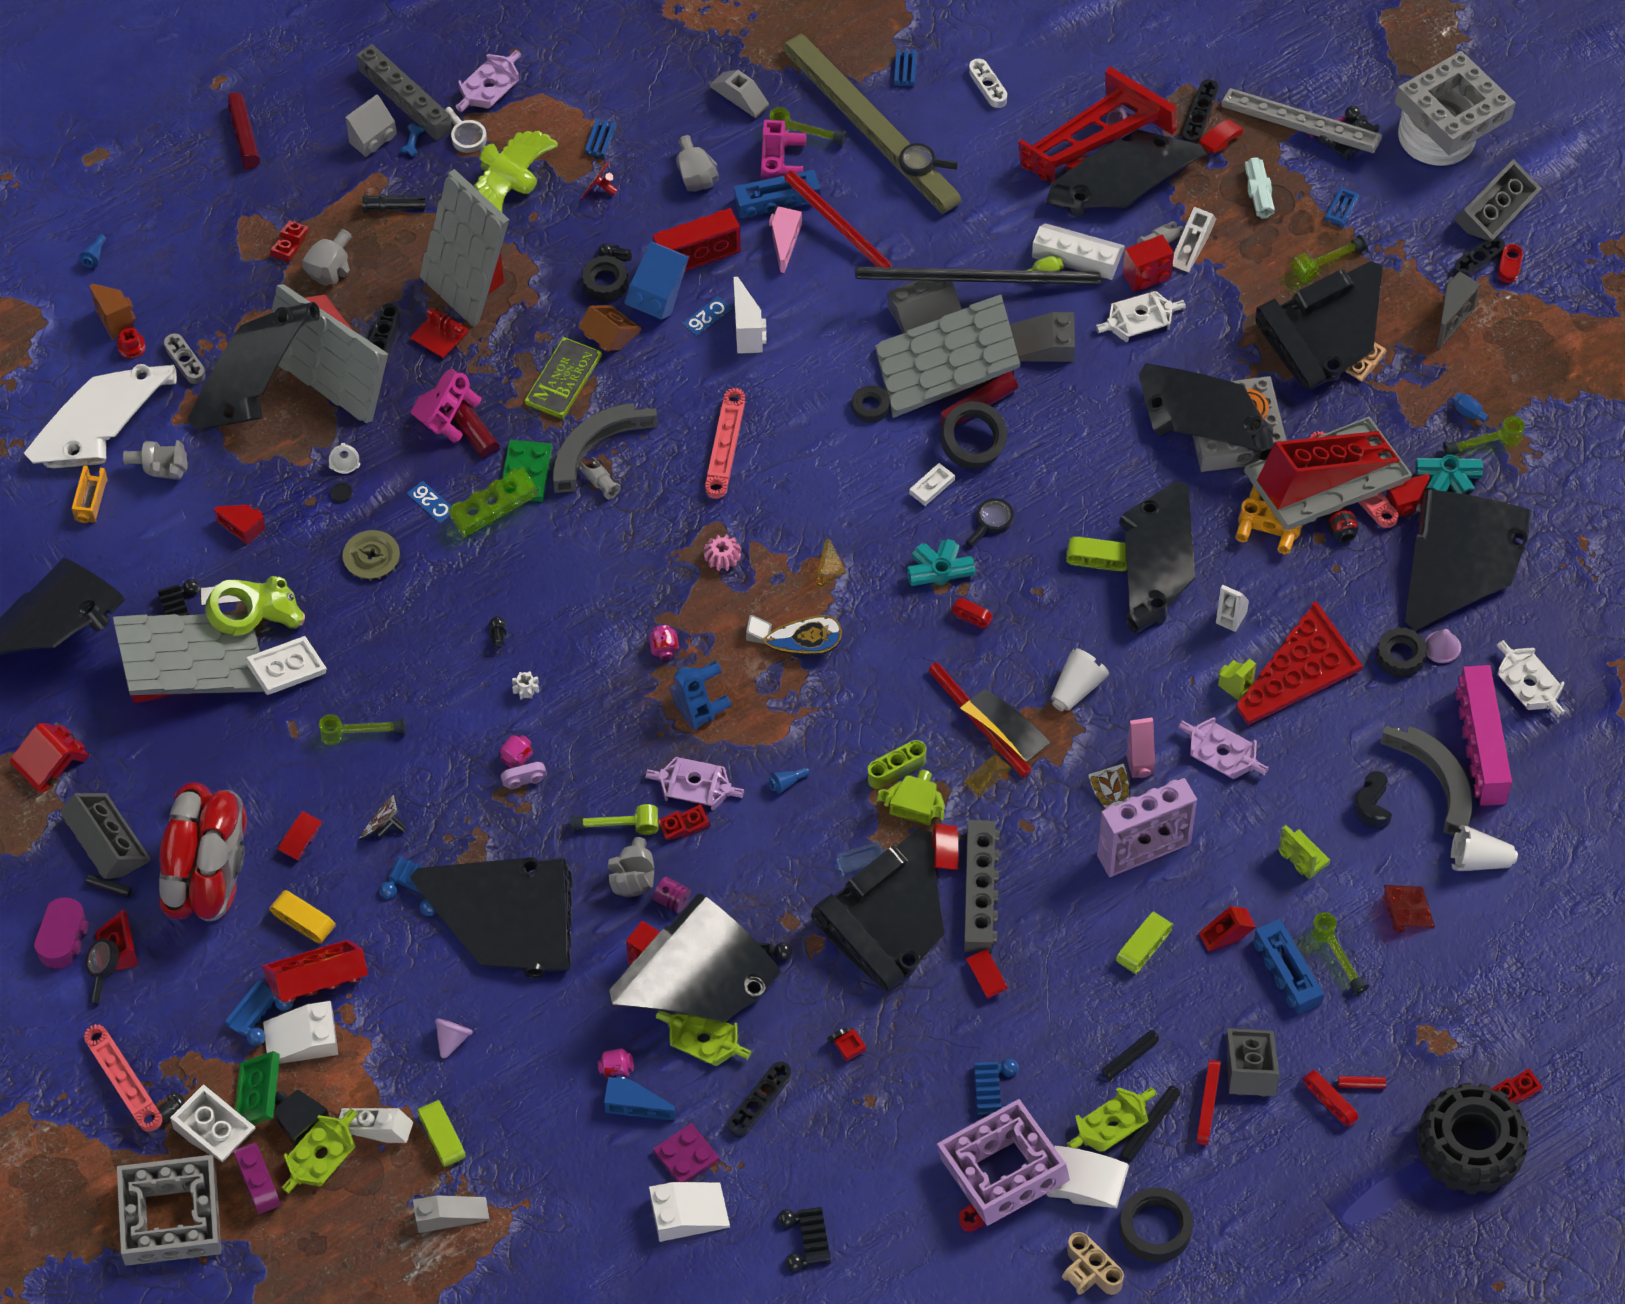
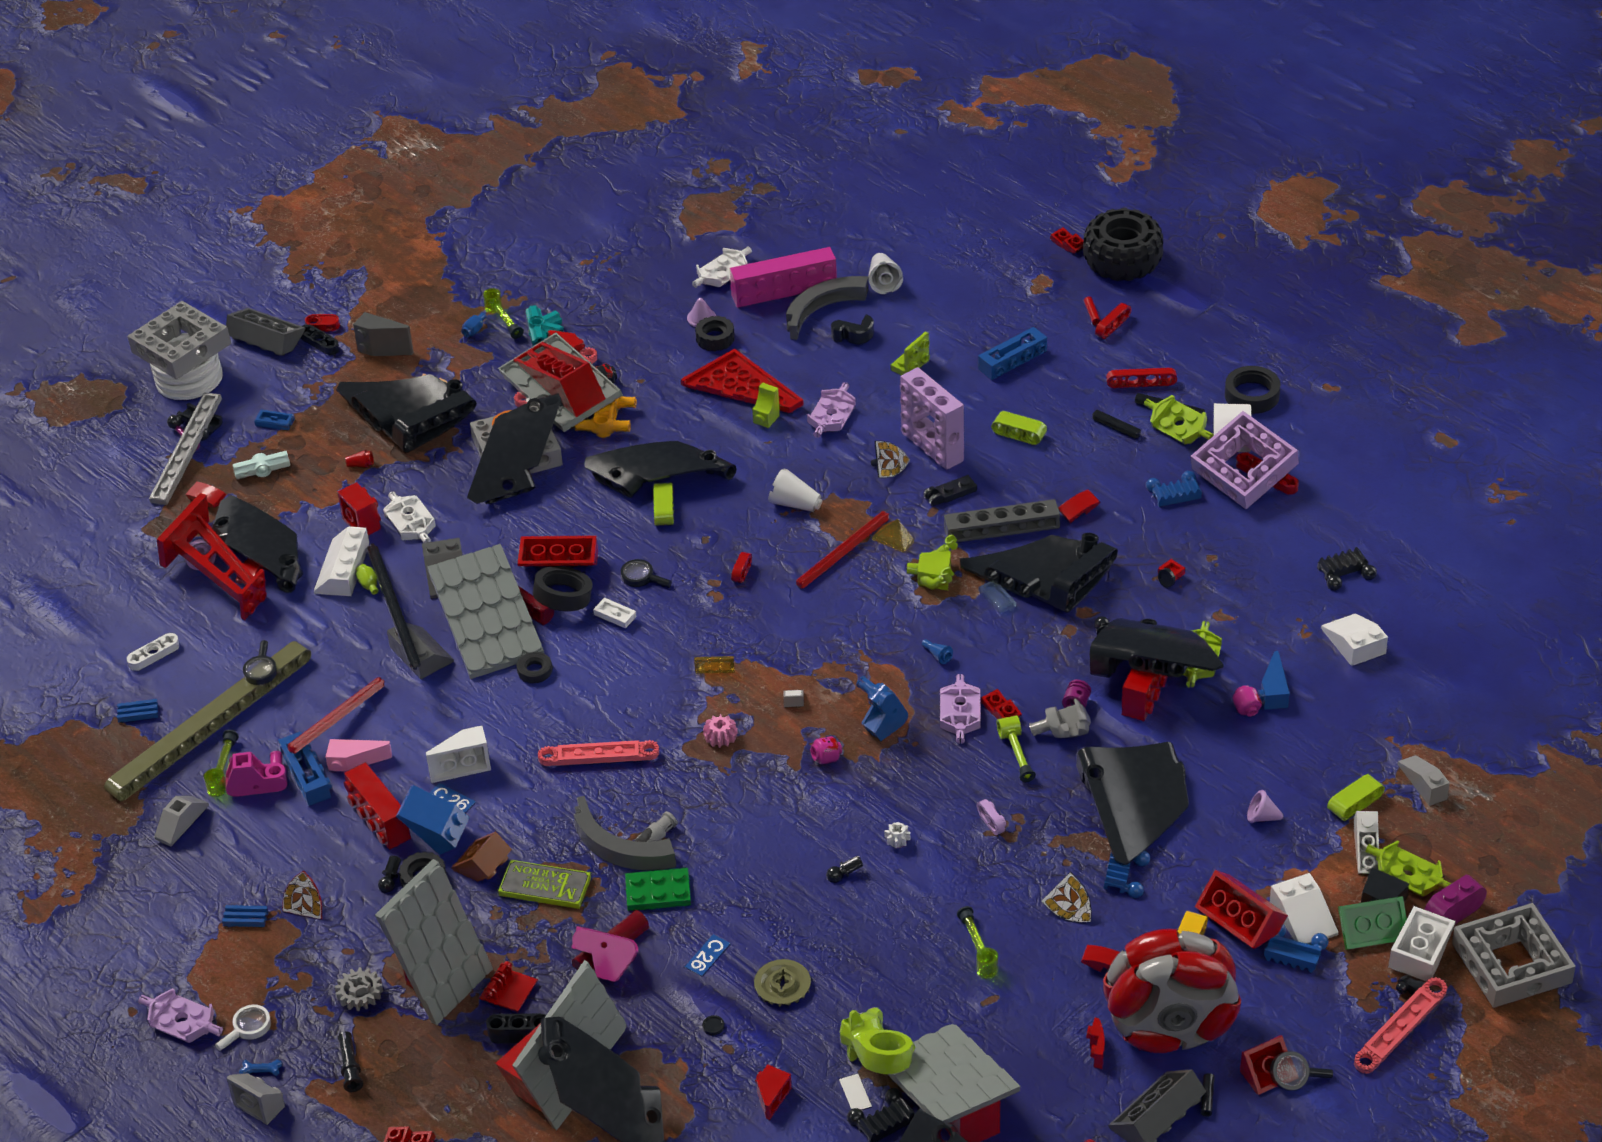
camera: 100 degrees left, 15 degrees down
(61, 933) = (1273, 1114): magenta brick -> none
(286, 665) = (930, 1009): white plate -> none
(328, 259) = (435, 1089): light grey piece -> none
(342, 462) = (676, 1025): white piece -> none
(404, 92) = (201, 1082): dark grey brick -> none
(487, 513) = (708, 894): clear neon green brick -> none
(509, 168) = (300, 968): lime animal -> none
(516, 751) = (969, 825): dark pink head -> none
(686, 1154) = (1306, 649): magenta plate -> none
(695, 166) = (276, 825): light grey piece -> none
(761, 1100) = (1240, 613): black beam -> none
(806, 636) = (796, 658): shield -> none
(901, 755) = (904, 586): lime beam -> none
(944, 560) = (698, 592): teal piece -> none
(946, 847) = (968, 545): red slope -> none
(1006, 723) = (842, 532): black sticker -> none
(1027, 437) = (558, 551): none -> red slope
(1054, 850) = (950, 490): none -> black hinge
(1083, 1274) = (1301, 415): tan piece -> none
(1141, 748) = (853, 446): bright pink slope -> none
(1169, 233) = (324, 517): light grey piece -> none
(1193, 239) = (317, 492): white slope -> none
(1198, 112) = (156, 512): black beam -> none
(1227, 928) = (992, 387): red slope -> none
(1231, 608) = (702, 418): white slope -> none
(1247, 280) = (360, 459): none -> red cone
(1252, 1062) = (1098, 359): dark grey slope -> none
(1307, 268) = (342, 427): clear neon green piece -> none
(1328, 936) = (974, 337): clear neon green piece -> none
(1407, 907) = (941, 306): clear red hinge -> none
(1462, 553) = (622, 309): black panel -> none

